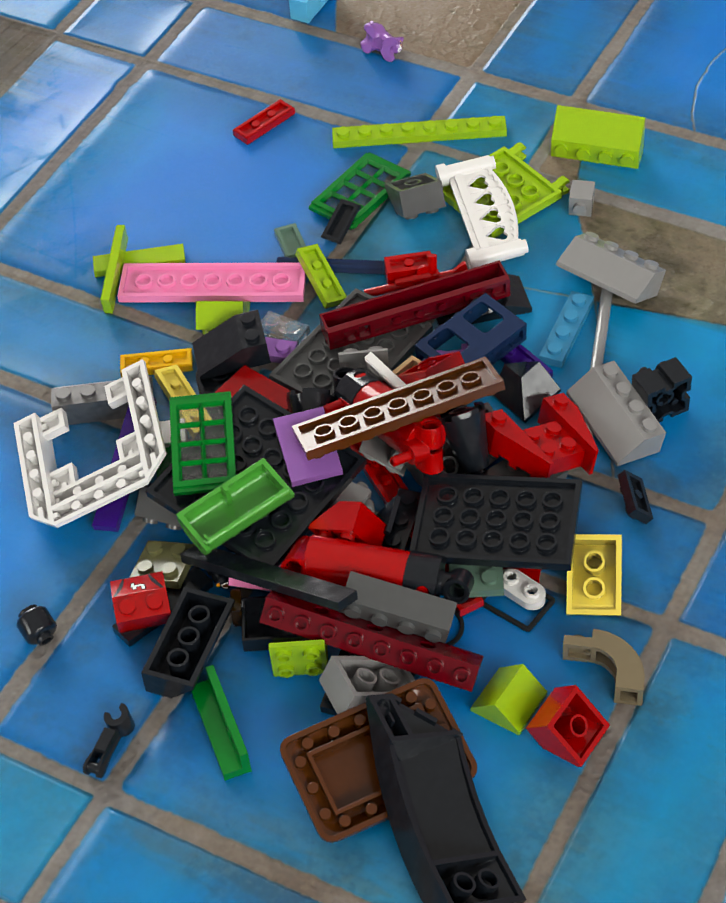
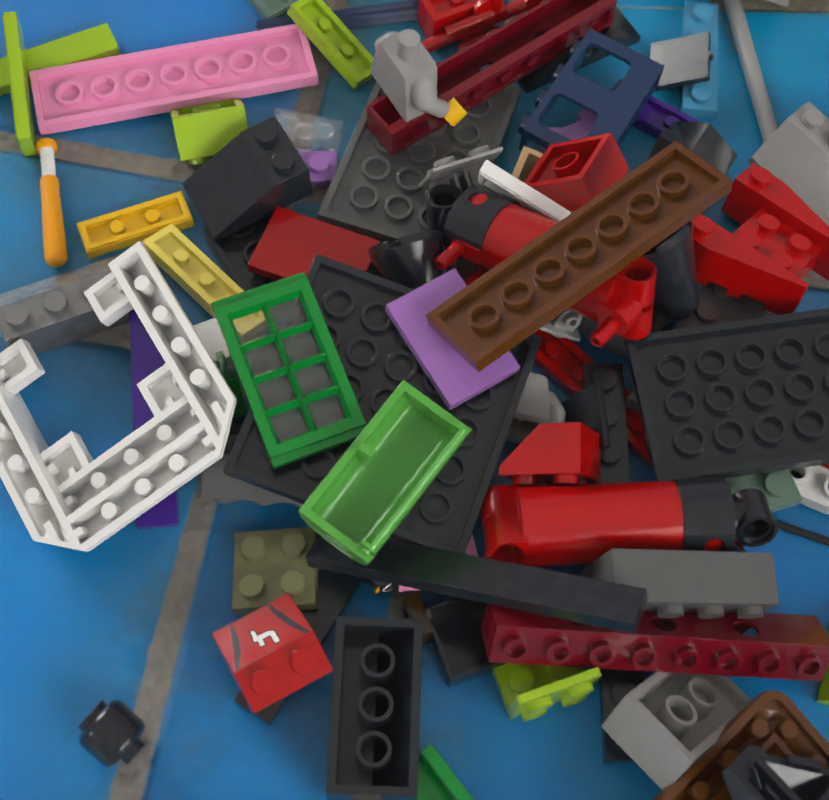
camera: 25 degrees left, 15 degrees up
(107, 350) = (52, 215): none -> light orange piece
(347, 301) = (410, 77): none -> light grey torso
(548, 326) = (684, 60): none -> piece

